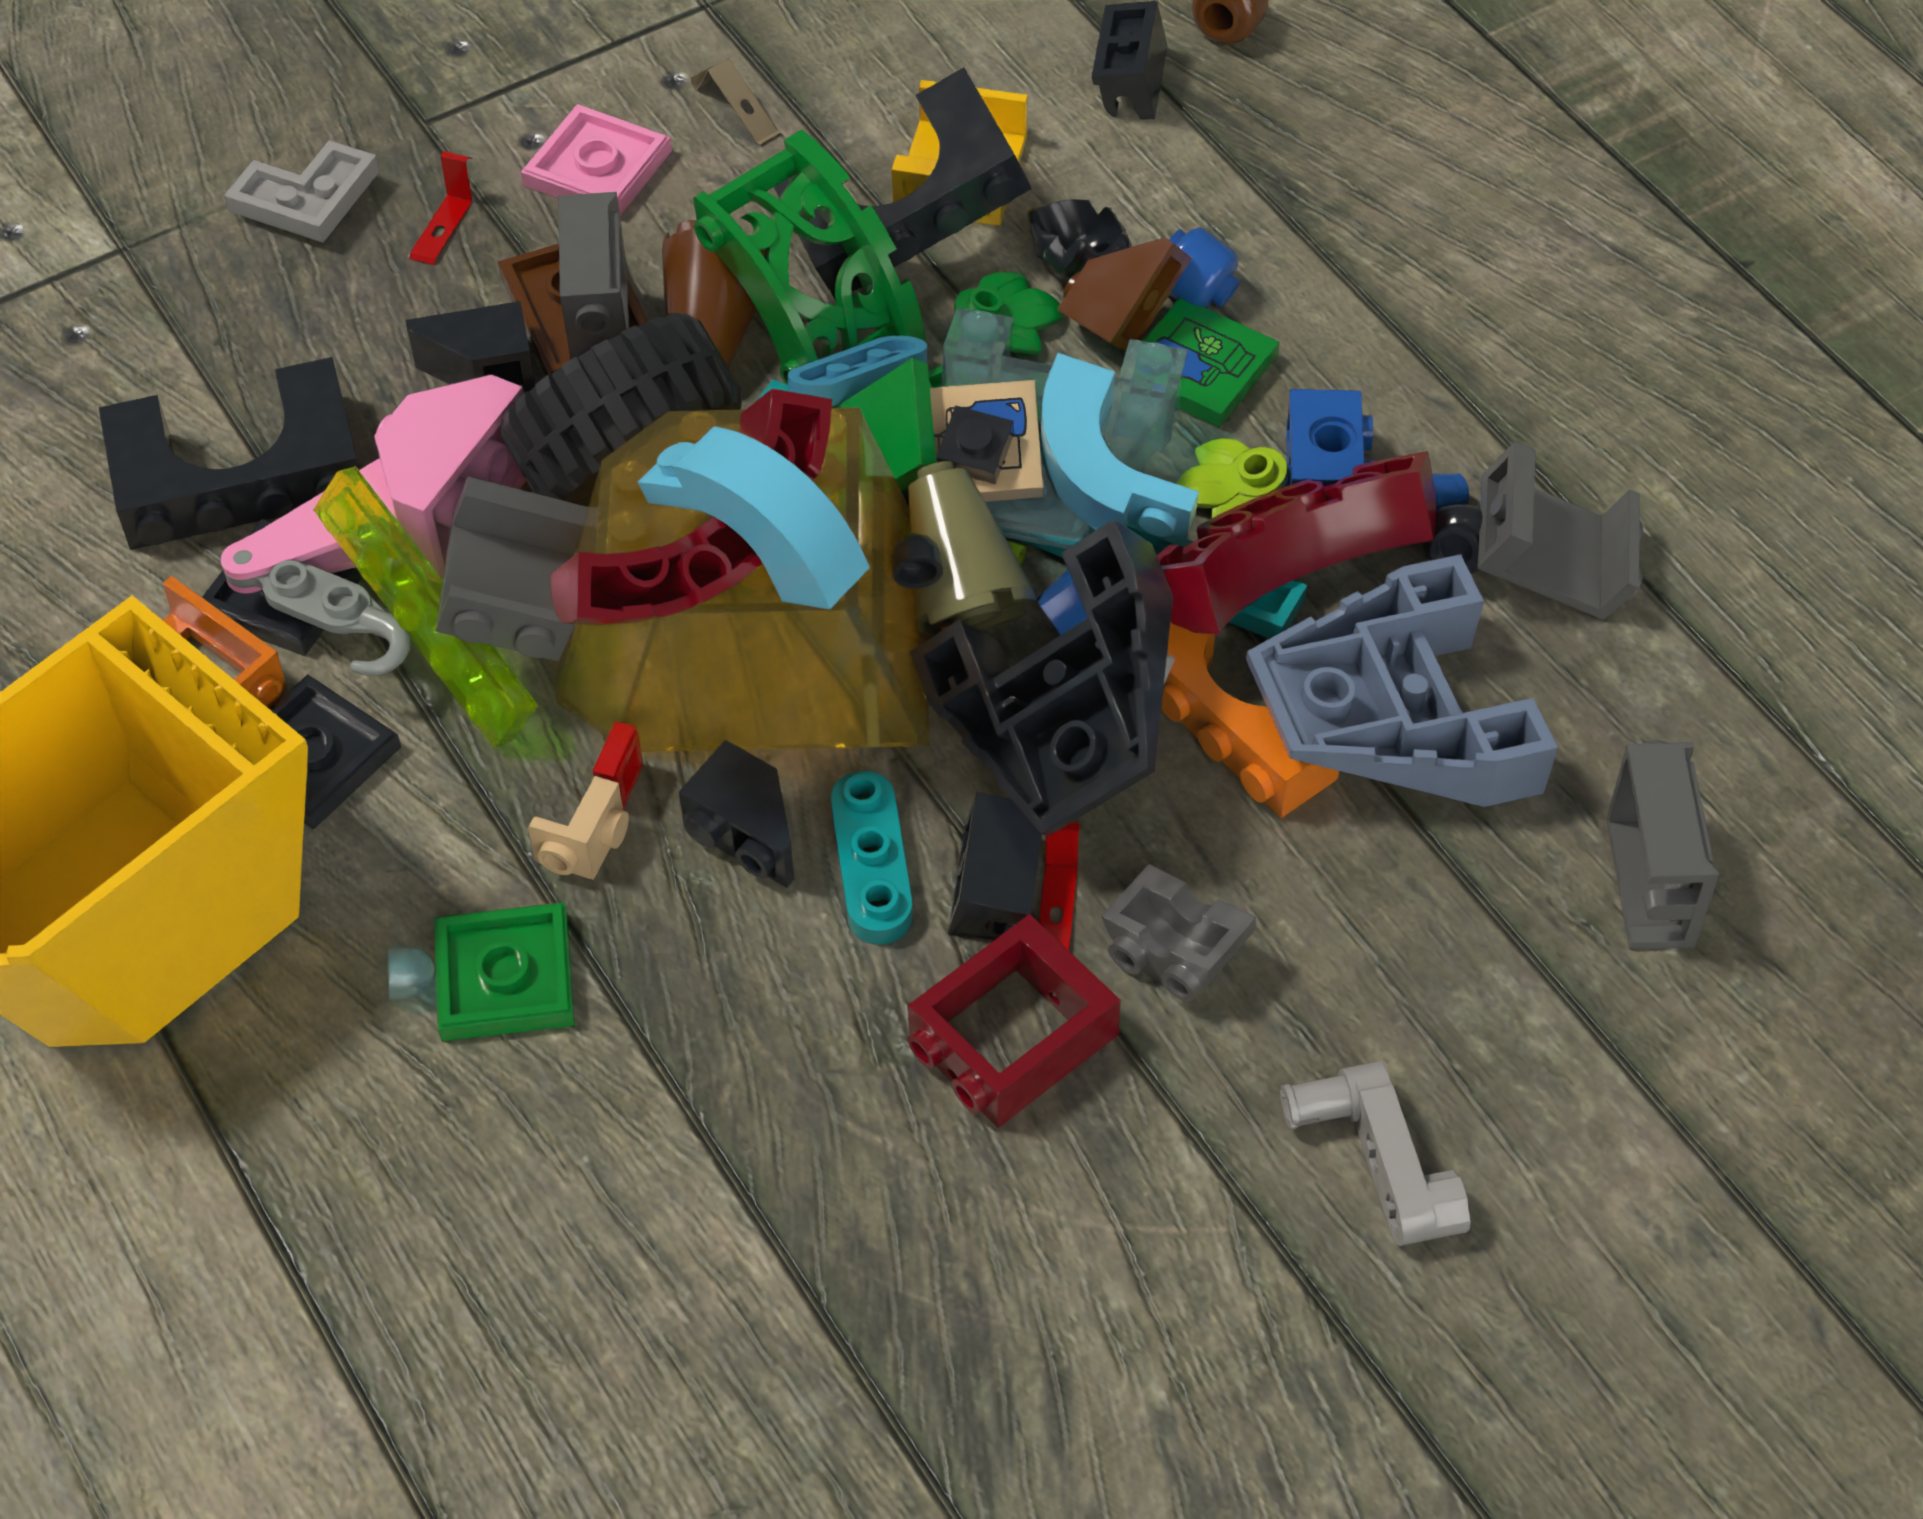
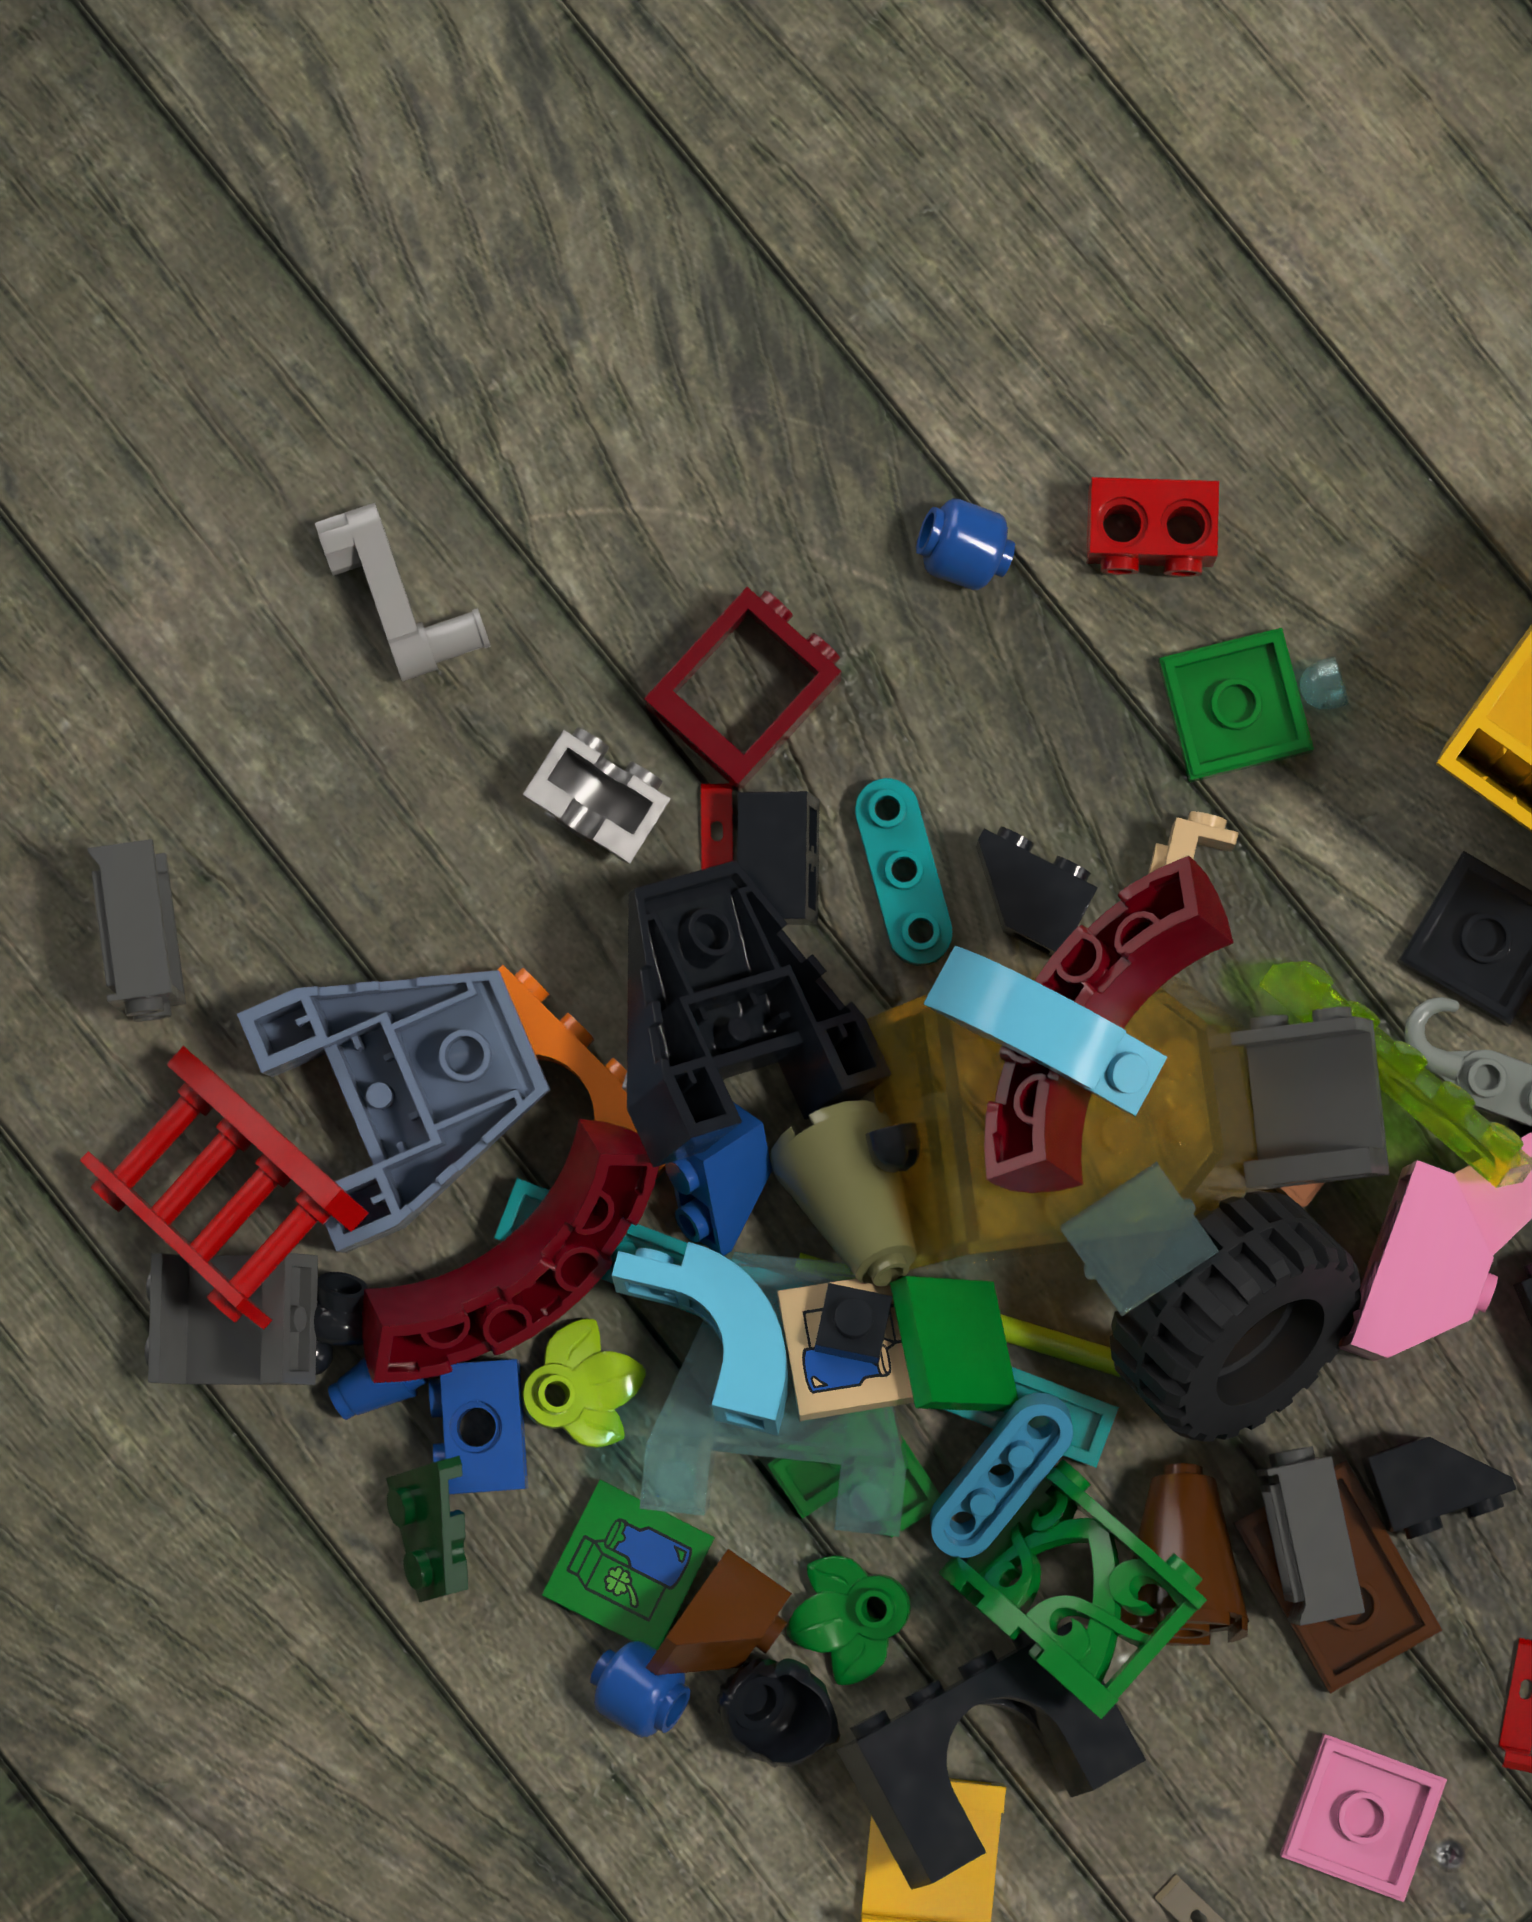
camera: 175 degrees right, 30 degrees up
(545, 1150) = (1151, 506): none -> red brick
(693, 397) = (1139, 1238): none -> clear light blue piece
(756, 1132) = (965, 544): none -> blue head
(1377, 383) = (429, 1531): none -> dark green wing
(1529, 646) = (277, 1166): none -> red fence

